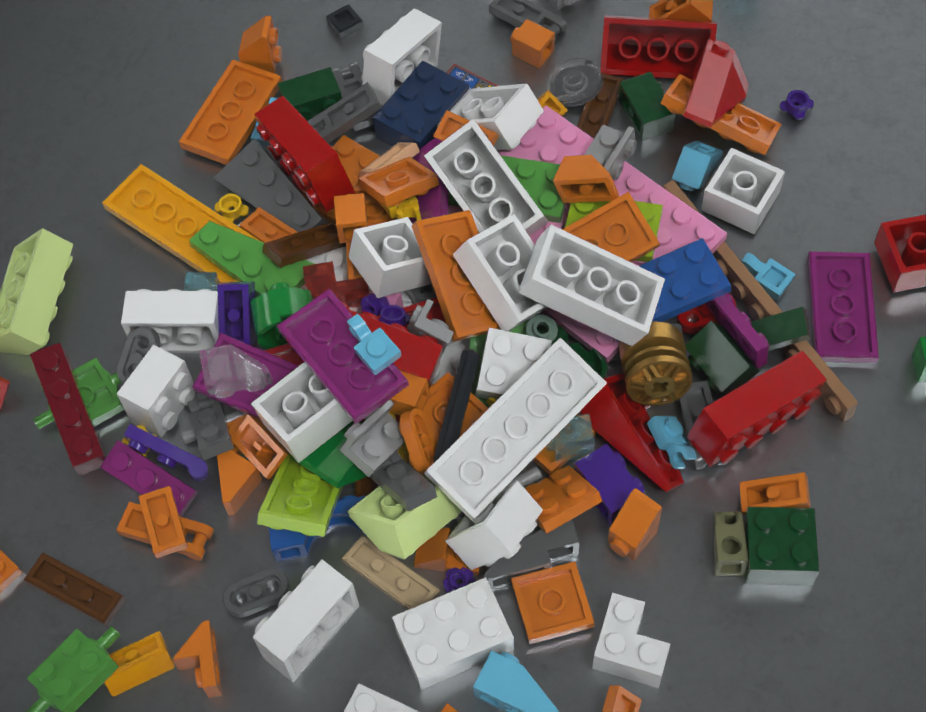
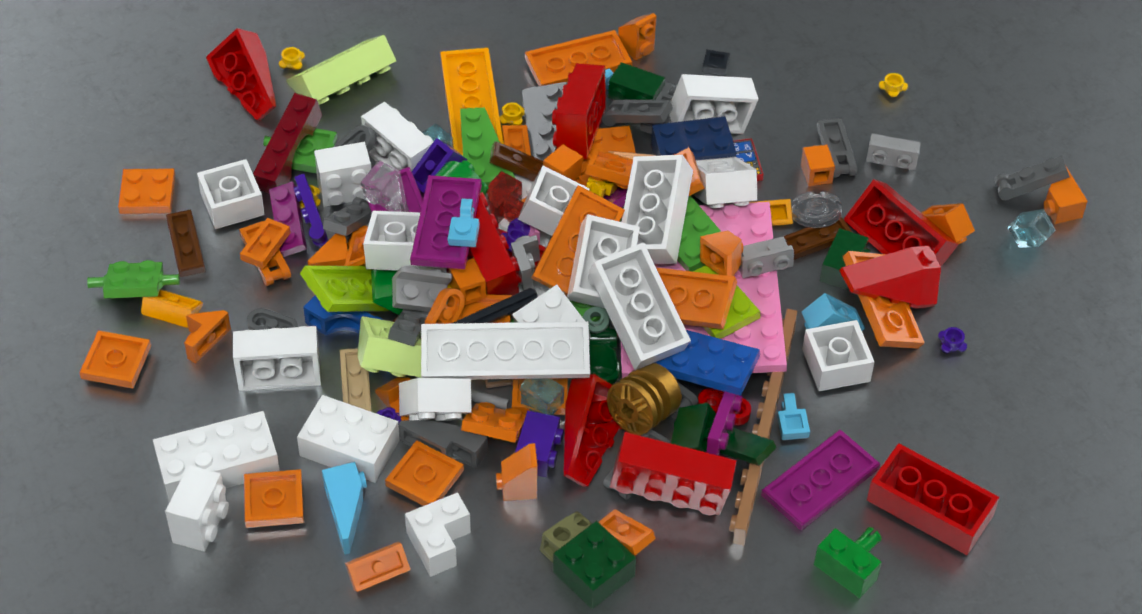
camera: 40 degrees right, 10 degrees down
(69, 503) = (230, 194): none -> white brick
(670, 437) = (606, 451): medium azure plate -> none

